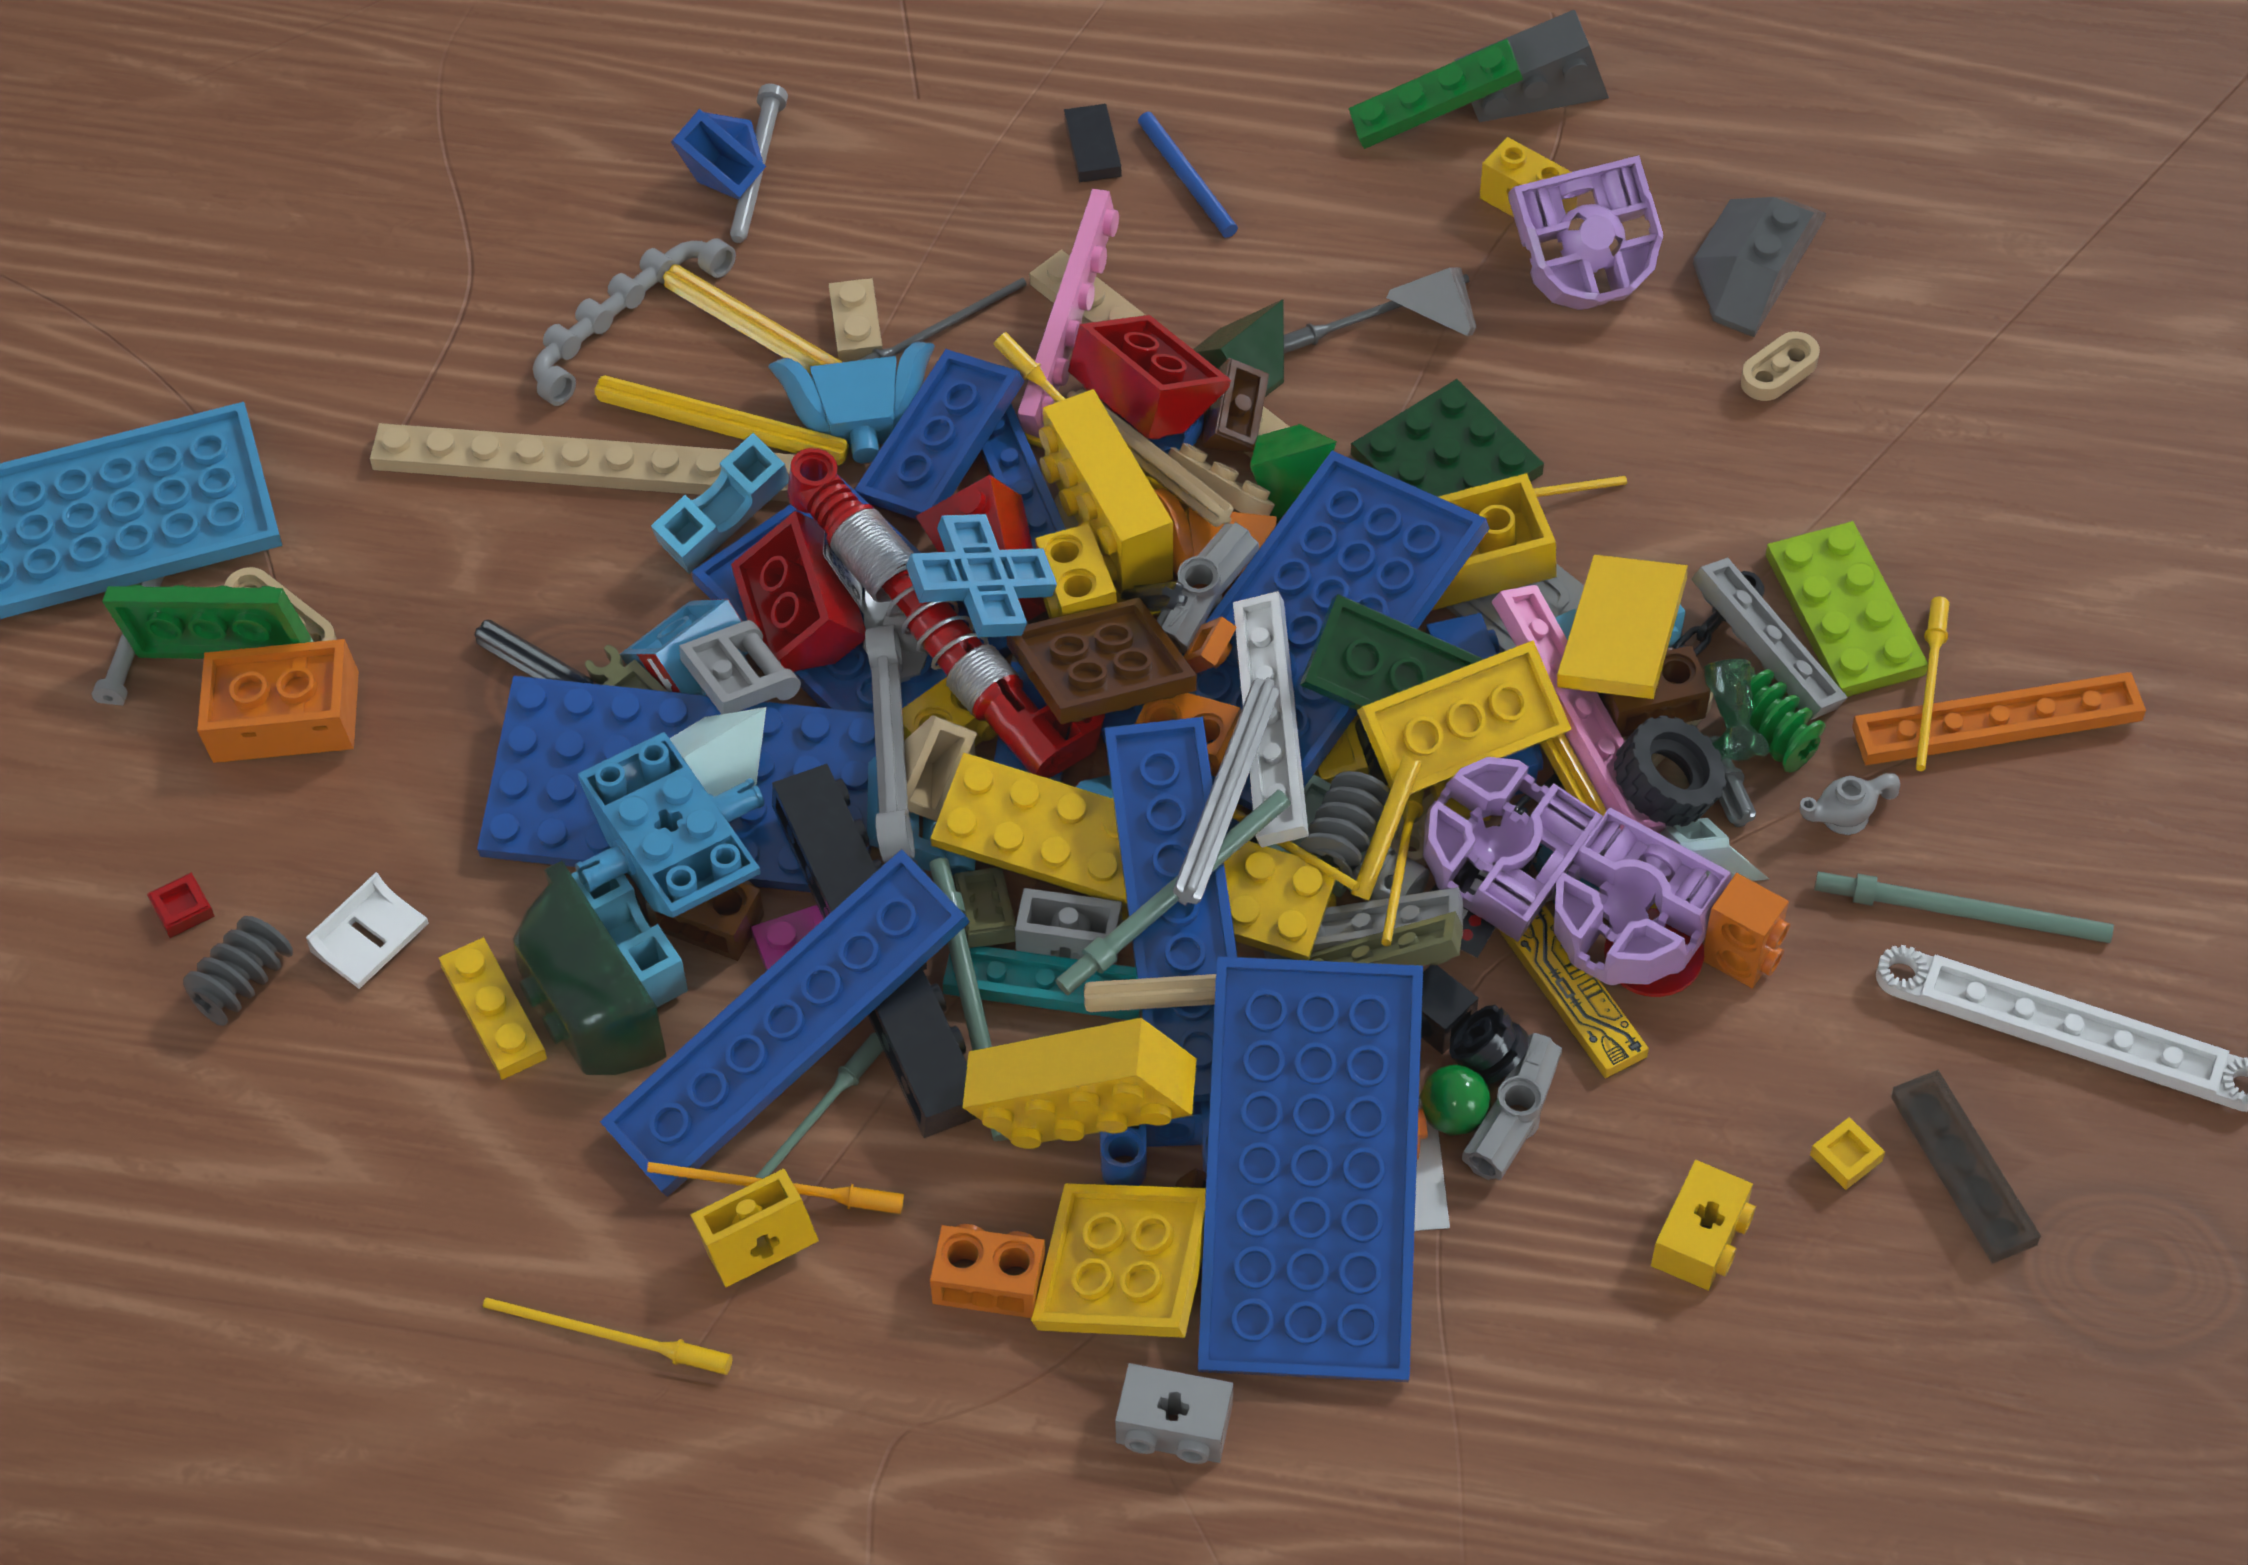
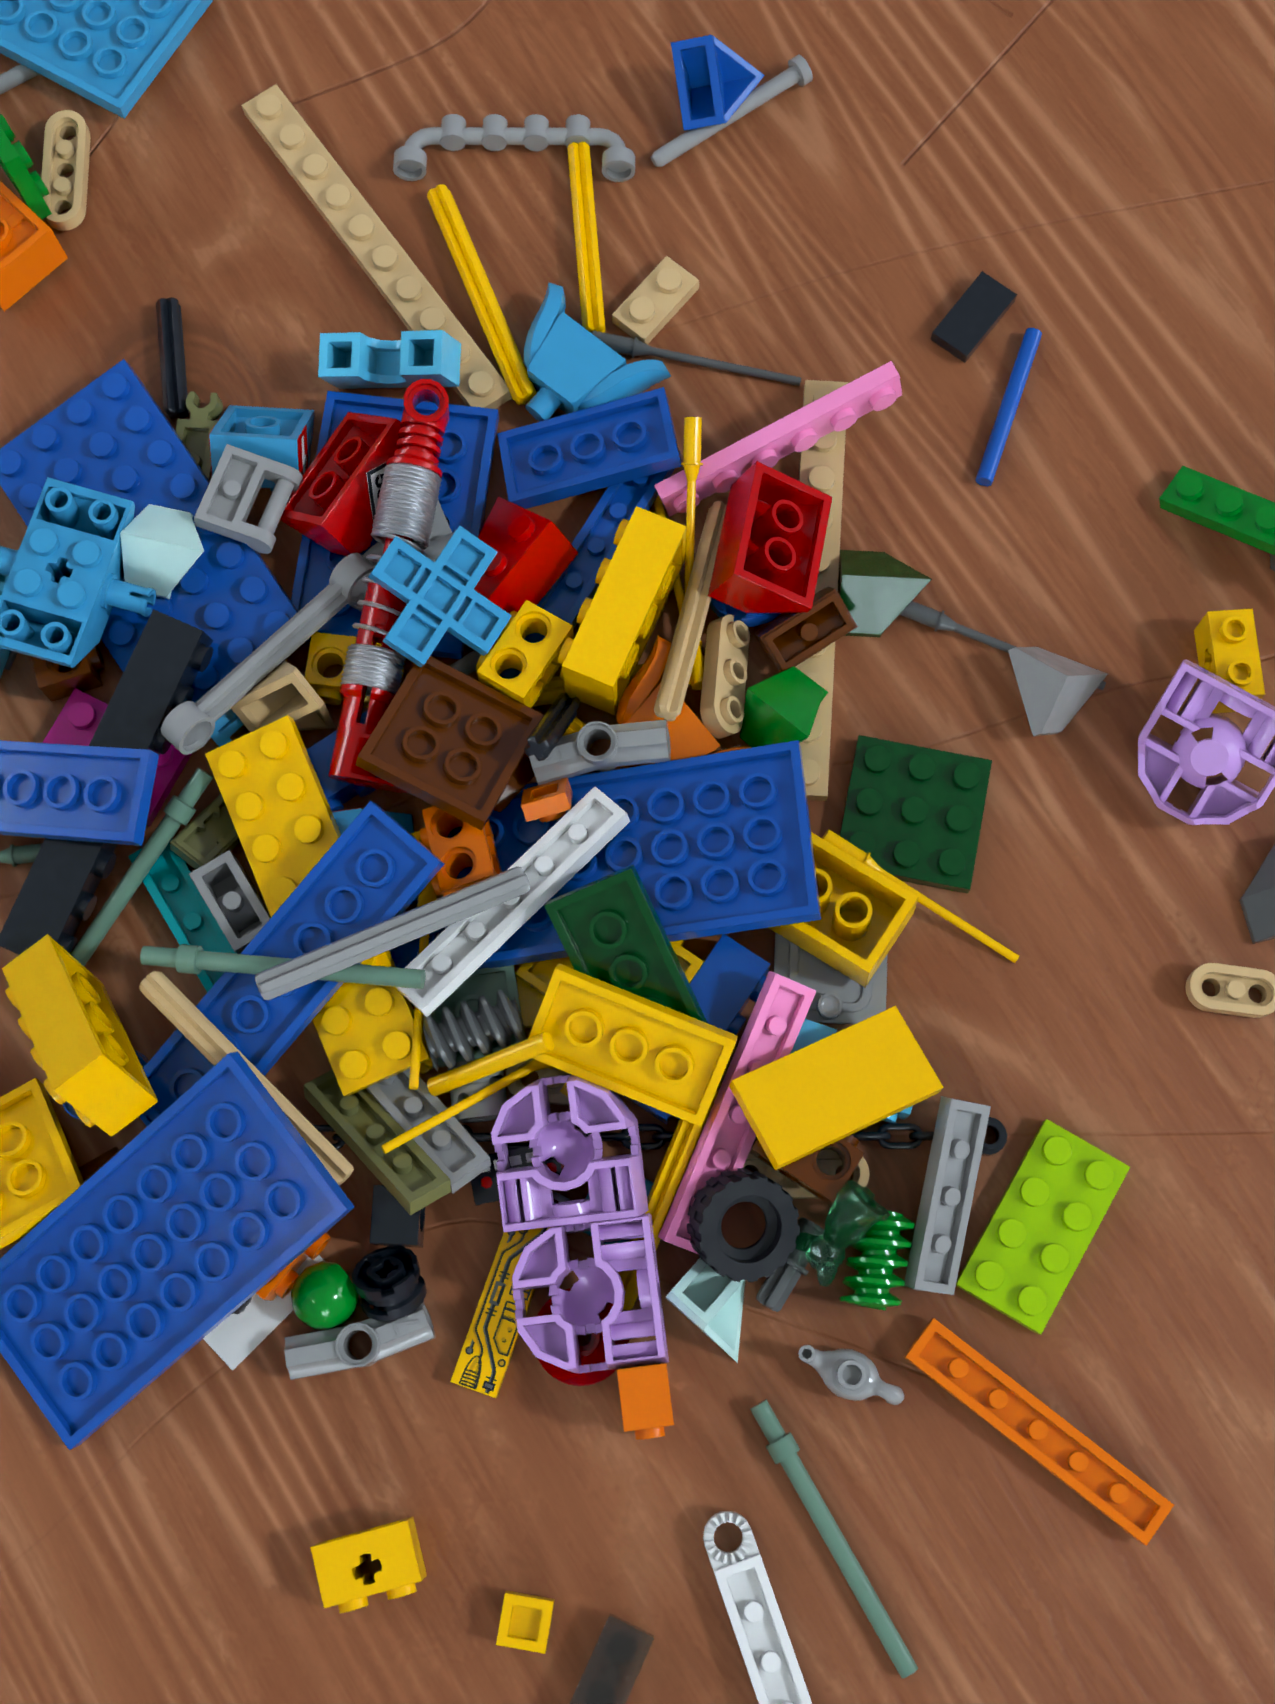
camera: 50 degrees right, 20 degrees up
(1935, 636) = (1074, 1319): yellow piece -> none

